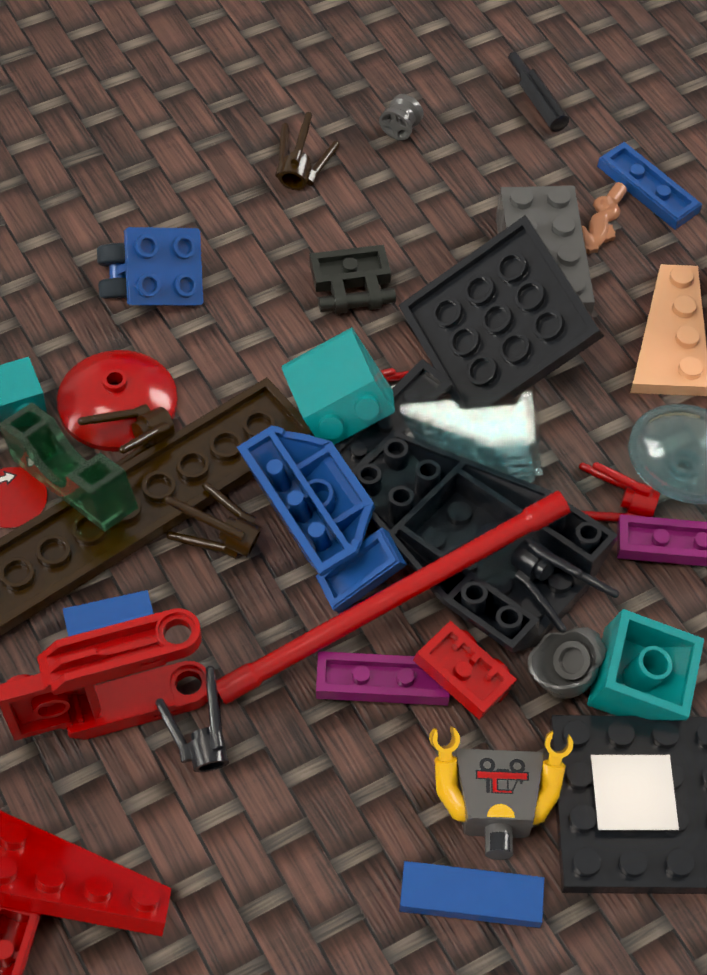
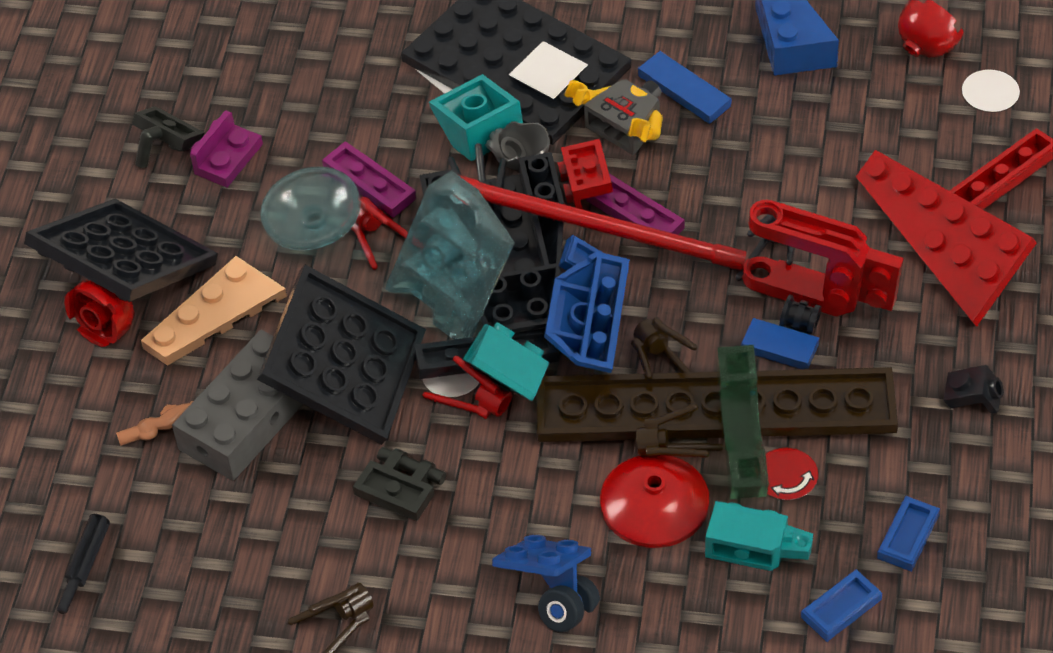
camera: 135 degrees left, 5 degrees down
(401, 117) = (221, 596): dark grey wheel -> none
(649, 185) = (93, 430): blue tile -> none

